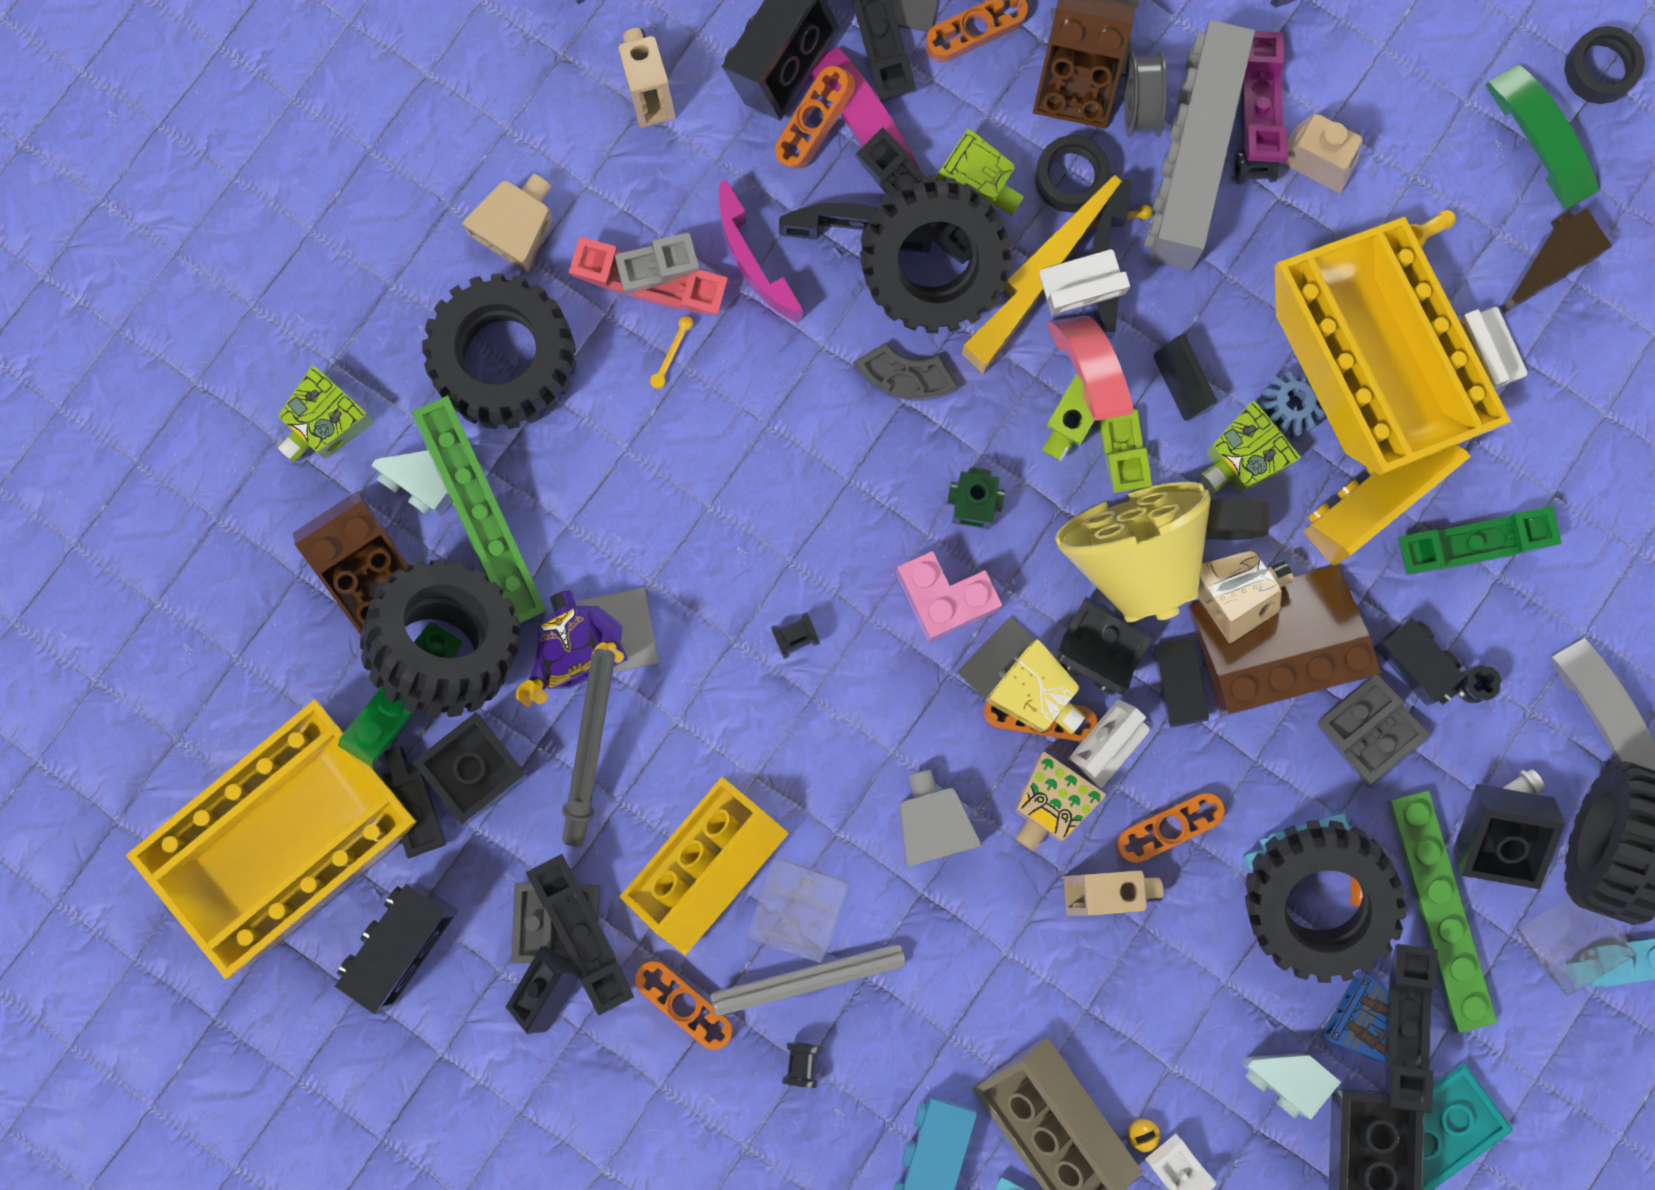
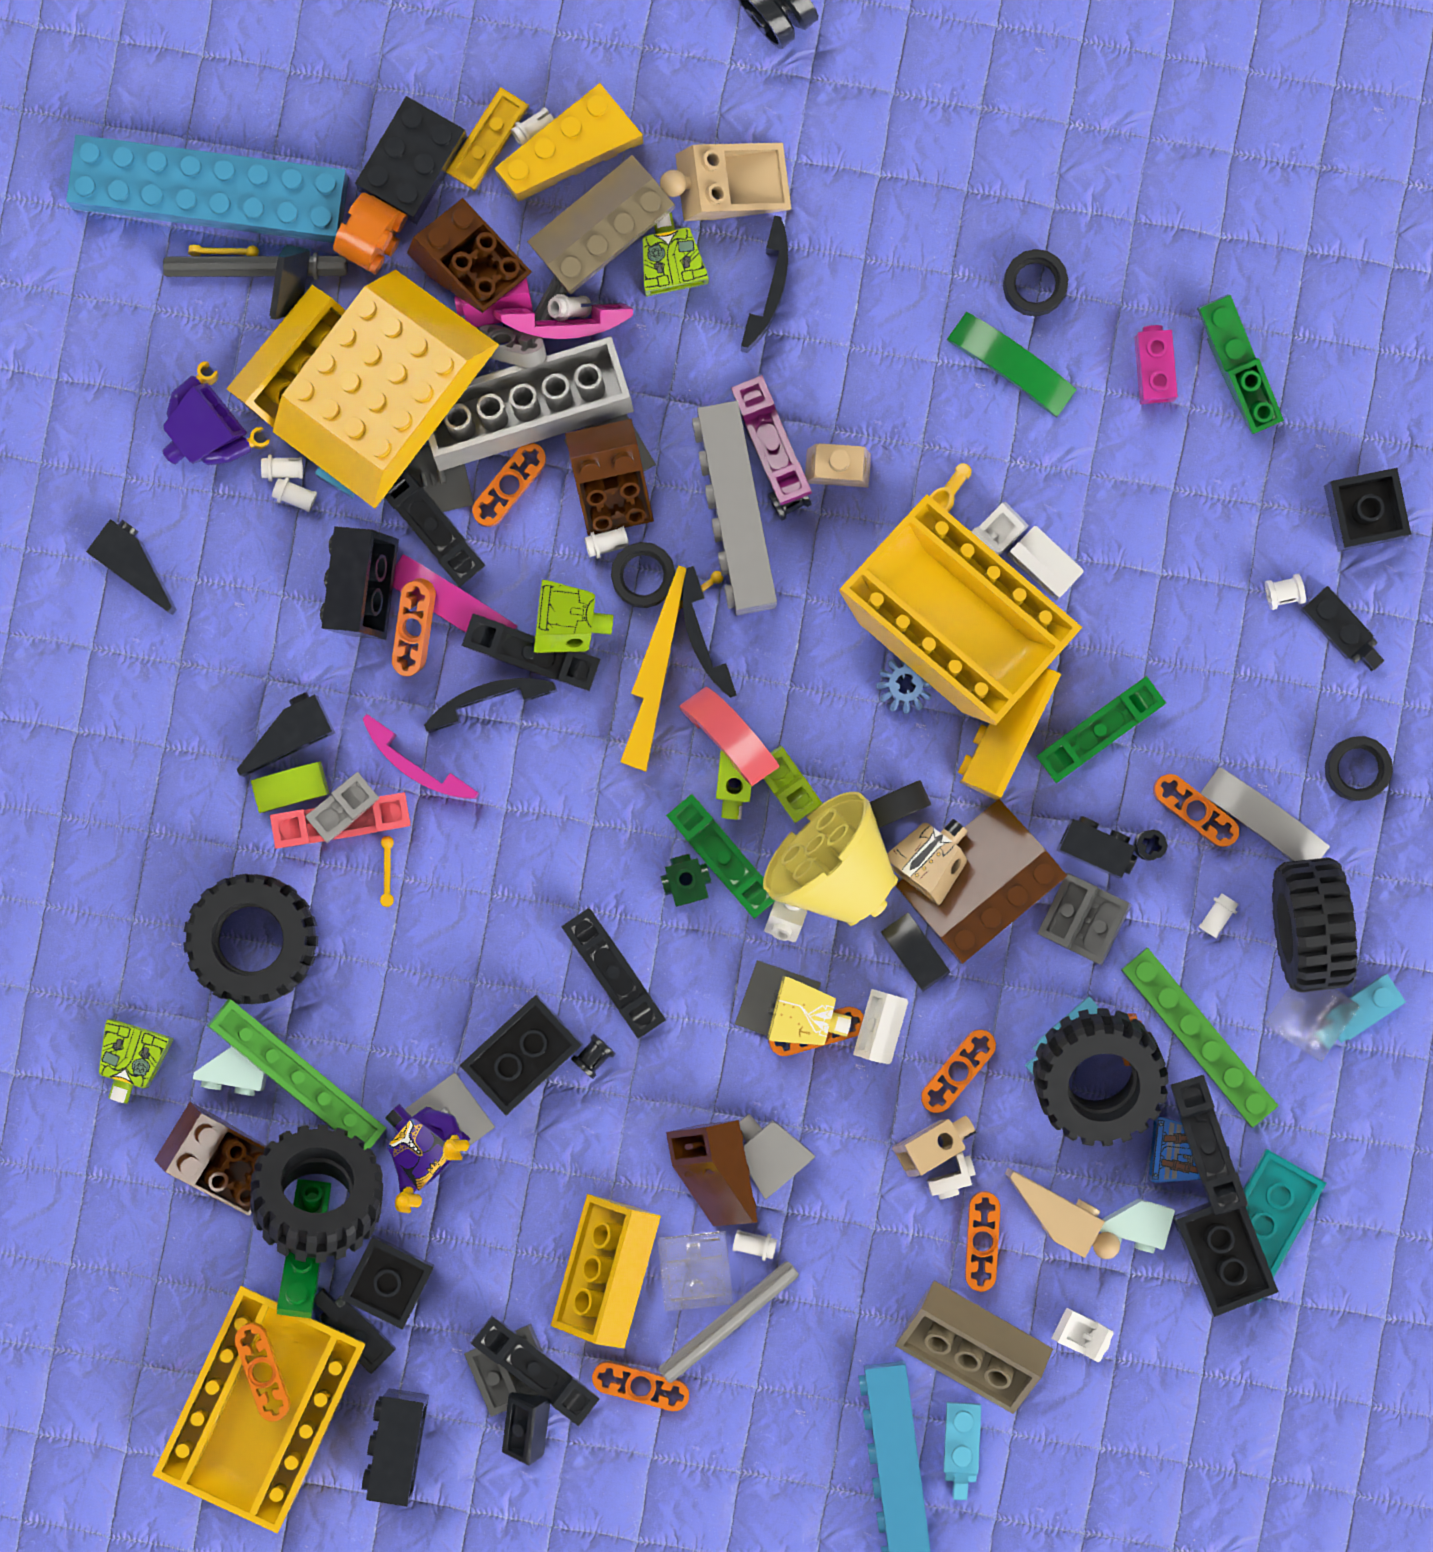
camera: 25 degrees left, 5 degrees up
(280, 787) = (278, 1393): none -> orange beam
(512, 221) = (209, 824): tan torso -> none
(578, 808) = (486, 1273): dark grey axle -> none
(614, 222) = (290, 787): none -> lime slope
(641, 167) = (293, 730): none -> black slope
(646, 78) = (259, 656): tan torso -> none
(721, 597) = (521, 1054): none -> black brick
(802, 1065) = (754, 1389): black bush -> none
(856, 558) = (613, 972): none -> black slope
(868, 811) = (715, 1170): none -> reddish brown slope
(873, 911) = (755, 1244): none -> white pin
(906, 377) = (585, 804): dark grey tile -> none
(945, 607) = (700, 980): bright pink brick -> none
(946, 303) = (586, 736): black tyre -> none
(1024, 493) = (721, 855): none -> green slope
(1048, 124) = (606, 542): none -> white pin
(1053, 802) = (857, 1094): tan torso -> none
(1061, 586) = (785, 921): none -> white bracket
(1083, 282) = (692, 667): white panel -> none
(1093, 1042) = (989, 1267): none -> orange beam
(1103, 647) = (840, 955): black bracket -> none
(1107, 943) = (948, 1185): none -> white bracket
(1141, 1127) = (1038, 1315): yellow hinge -> none
(1145, 94) = (672, 486): dark grey wheel -> none
(1185, 378) = (809, 703): black slope -> none
(1215, 1036) = (1064, 1222): none -> tan slope
(1248, 452) = (886, 741): lime torso -> none
(1465, 290) = (1000, 528): none -> white bracket
(1508, 836) = (1222, 959): black brick -> none
(1543, 702) = (1181, 788): none -> orange beam
(1561, 252) = (1066, 460): dark brown slope -> none

